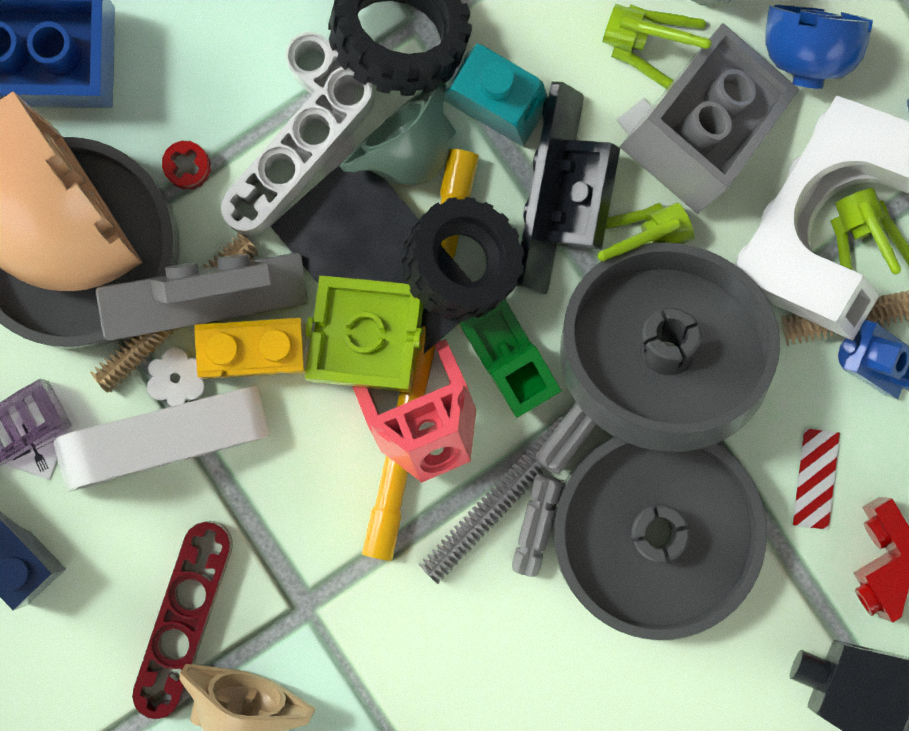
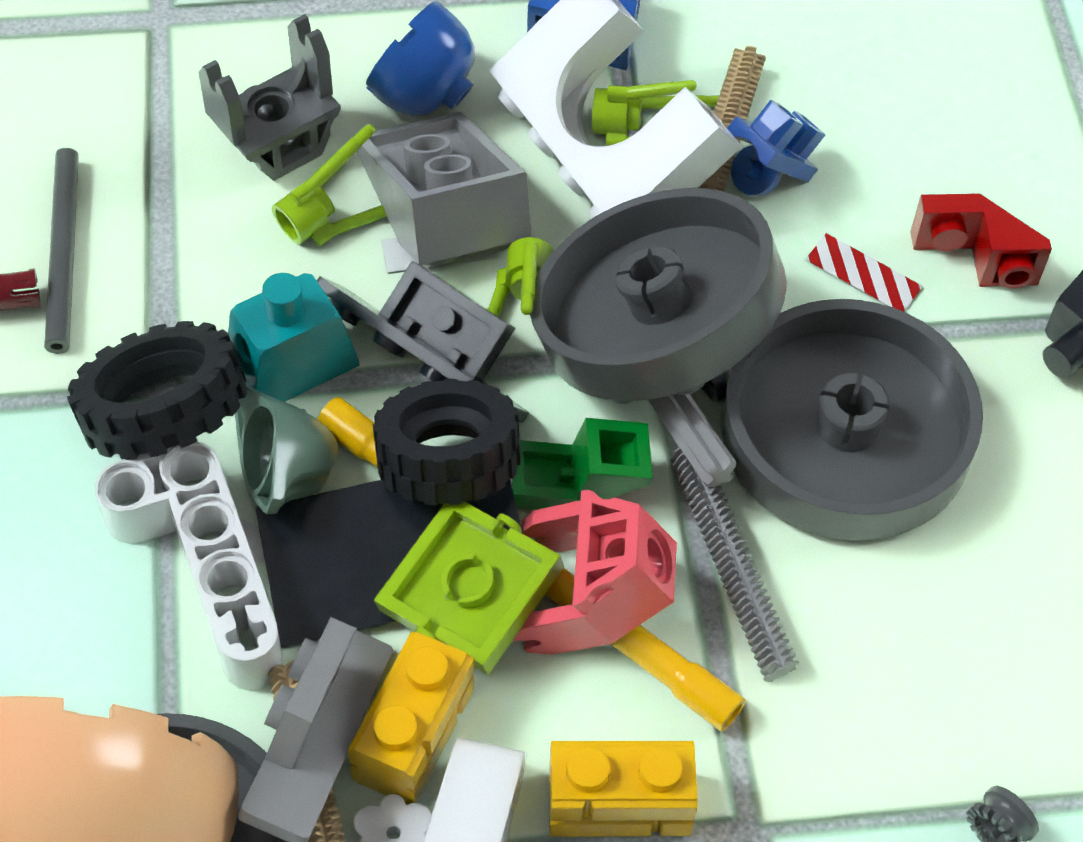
camera: 65 degrees left, 30 degrees down
(187, 180) = (158, 673): red bush -> none
(275, 511) = (622, 788): none -> yellow brick
(536, 525) = (782, 530): light grey axle -> none

